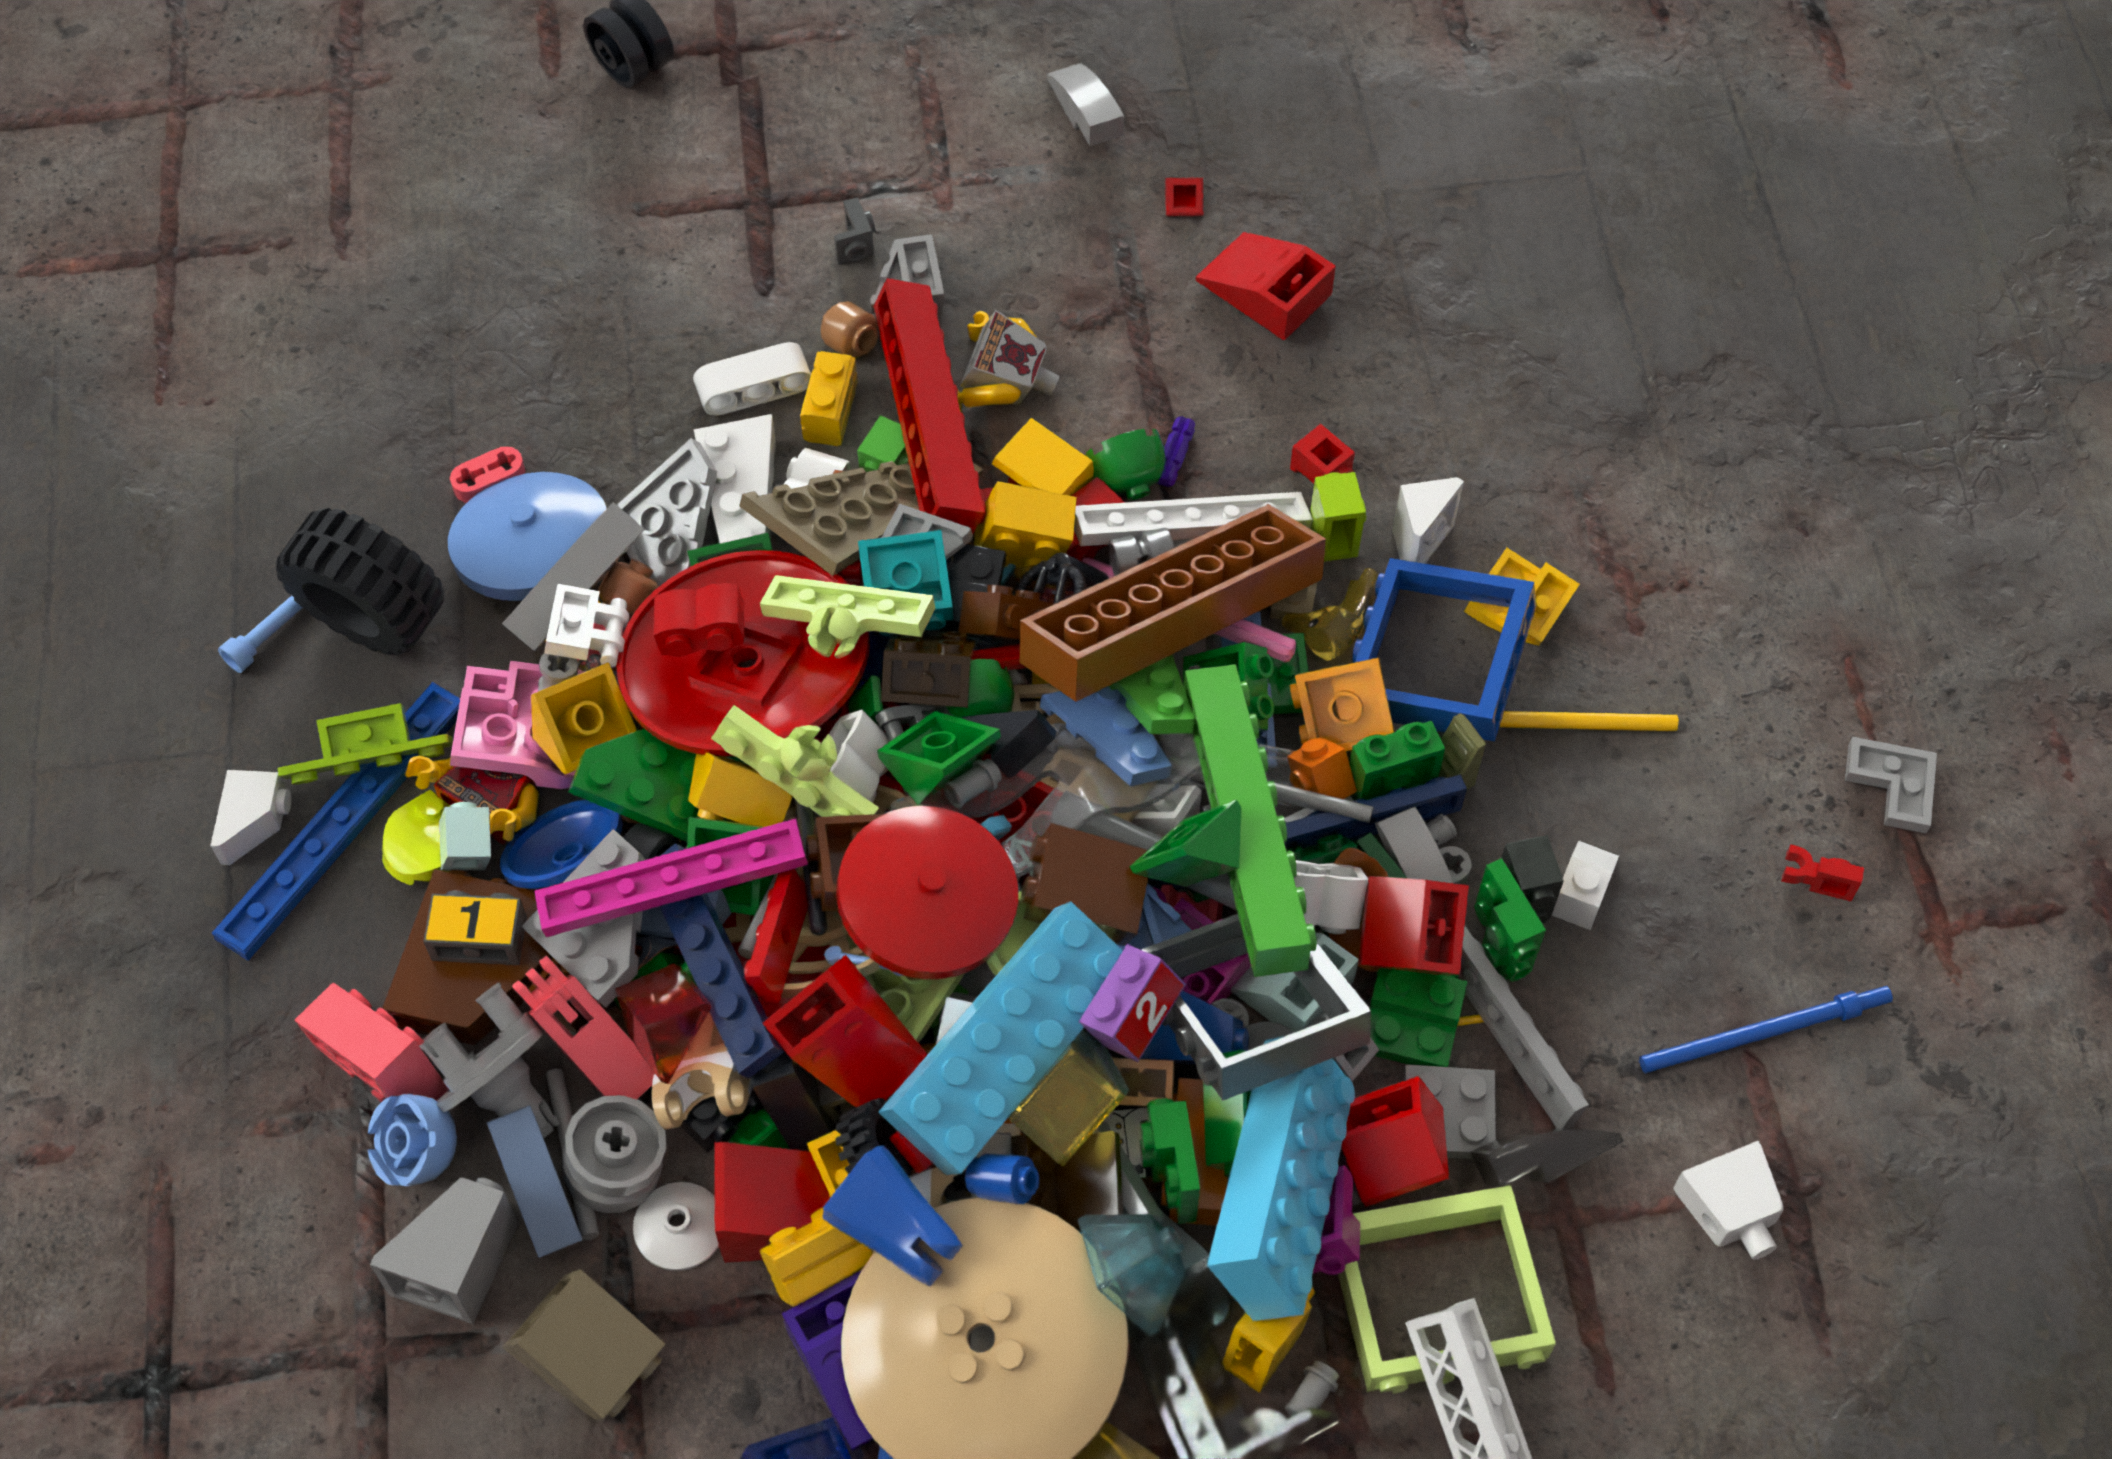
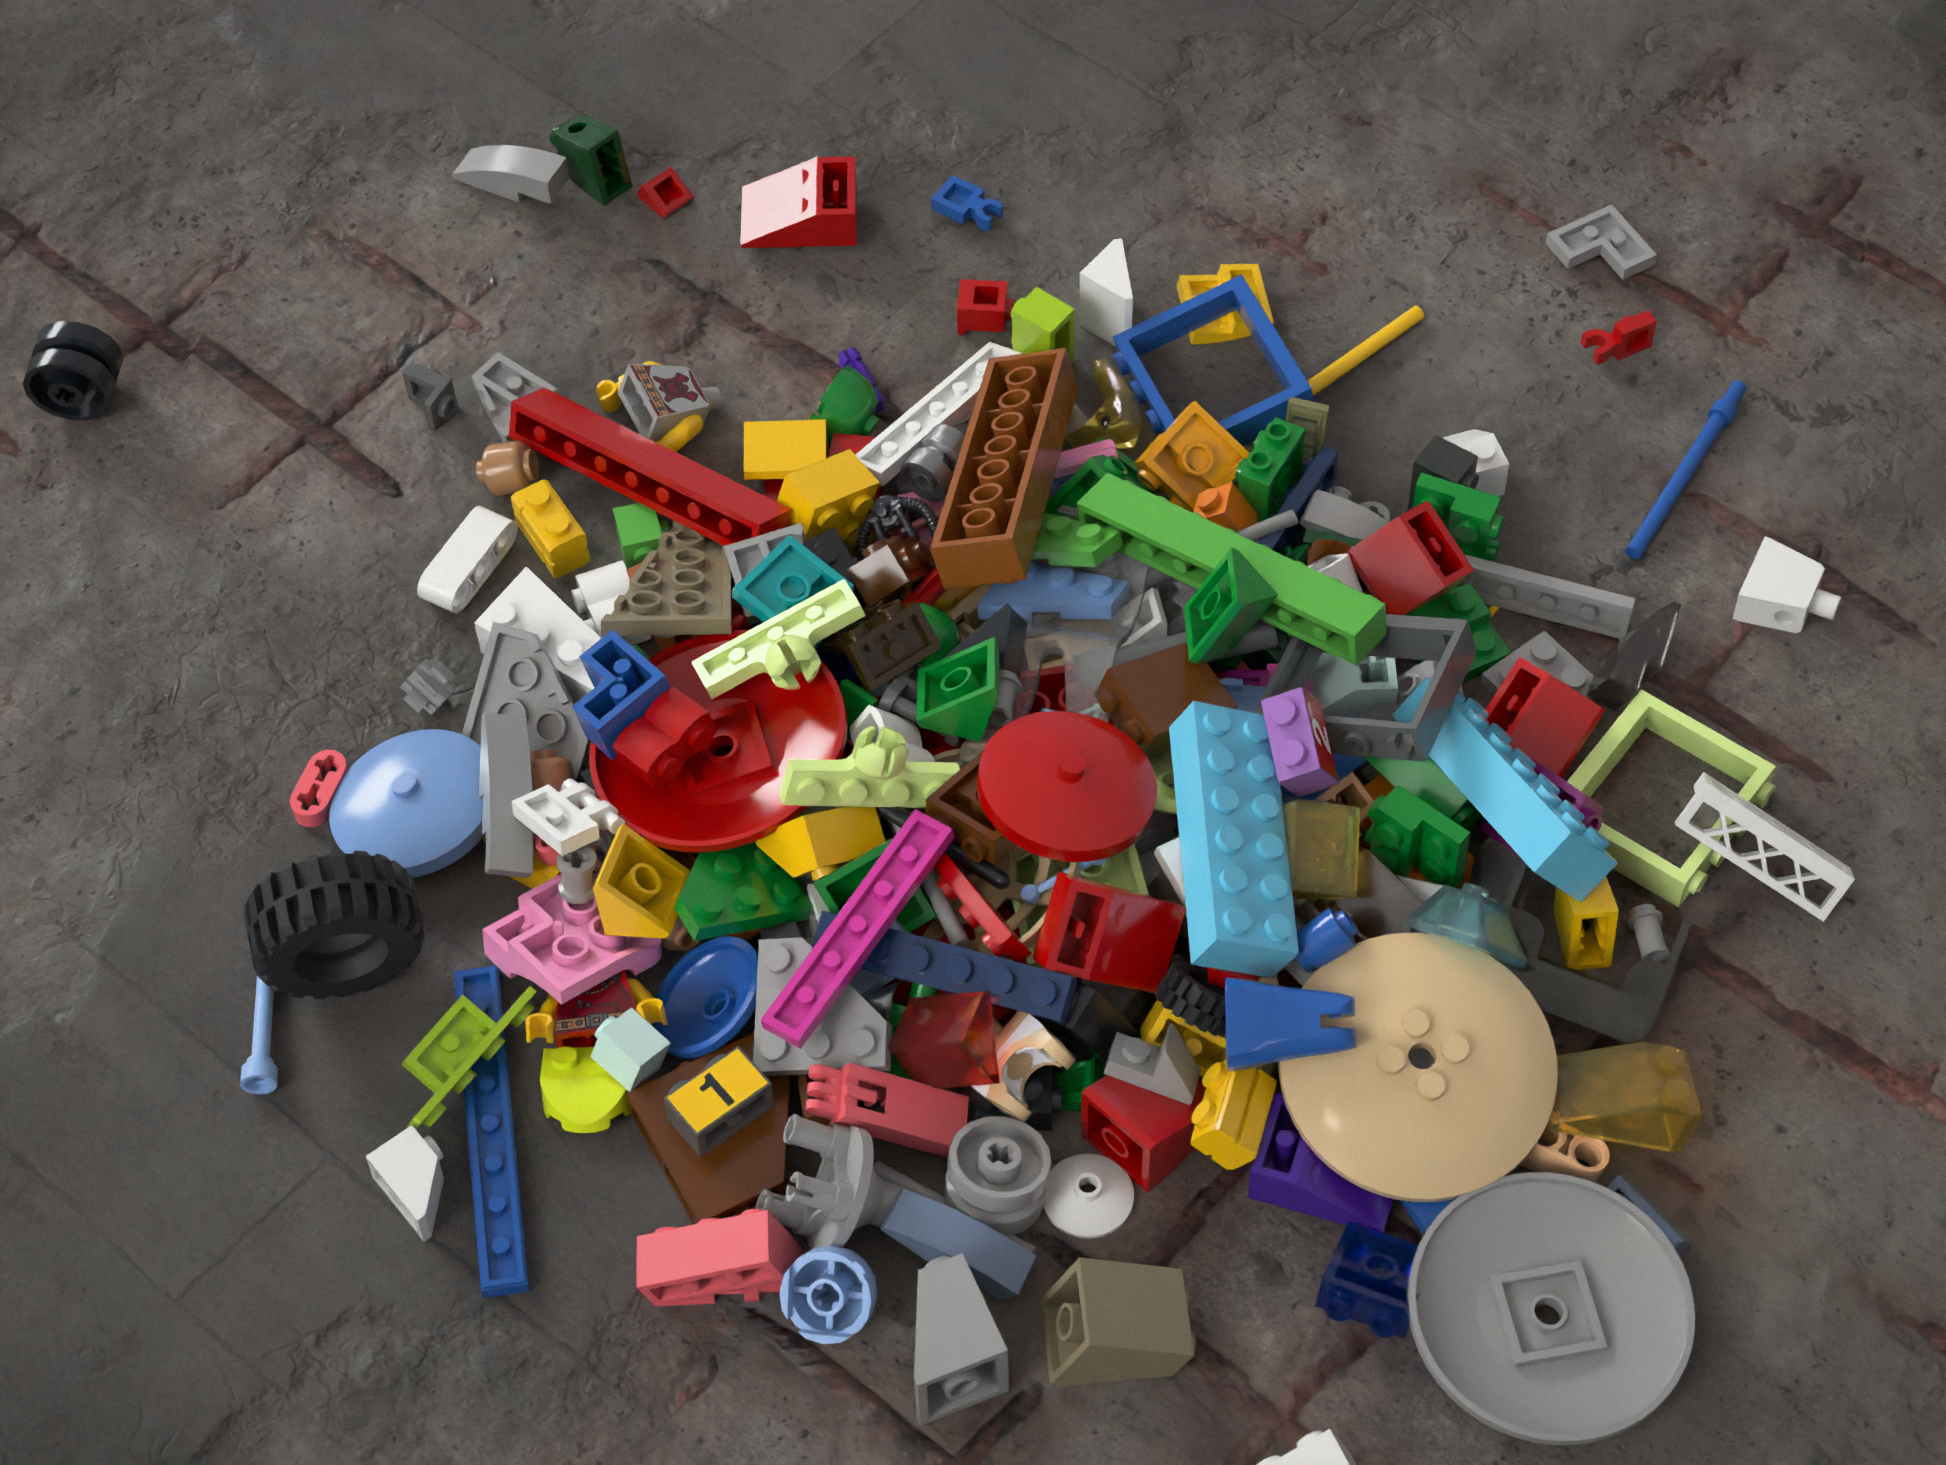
camera: 40 degrees left, 5 degrees down
(625, 454) = (428, 686): none -> light grey gear
(710, 558) = (621, 693): none -> blue brick
(797, 1172) = (1162, 1069): none -> light grey slope
(1150, 117) = (593, 157): none -> dark green torso
(1399, 362) = (963, 200): none -> blue plate

